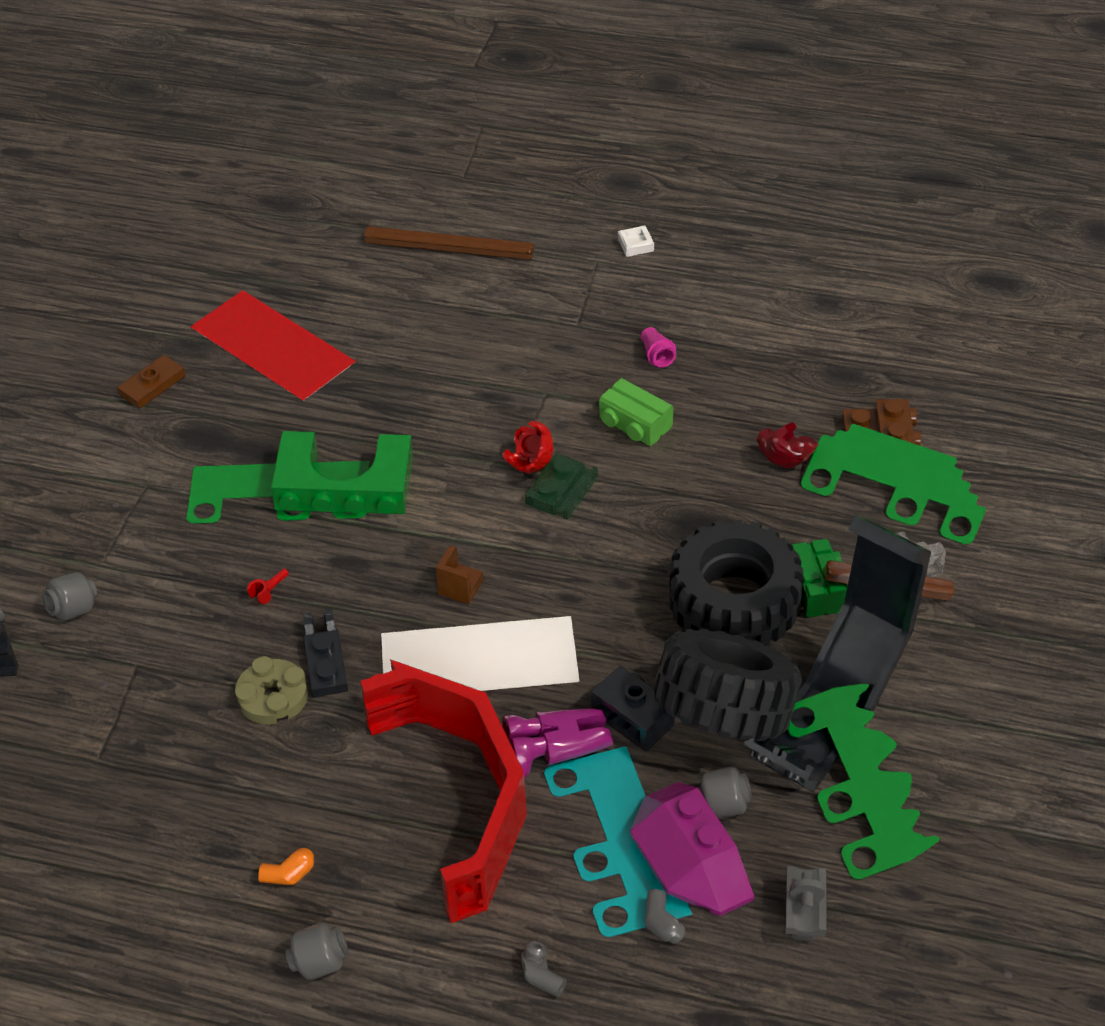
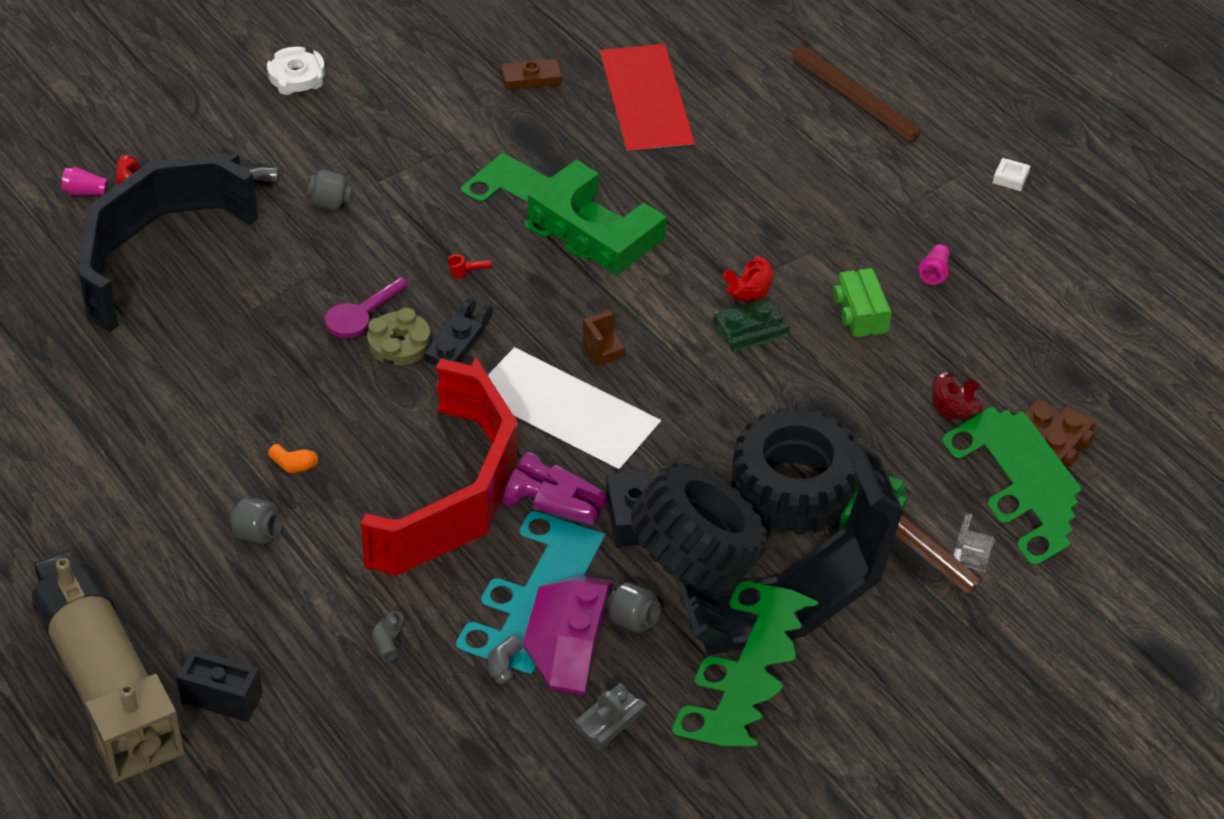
camera: 35 degrees right, 0 degrees up
(211, 703) = (352, 320): none -> magenta piece

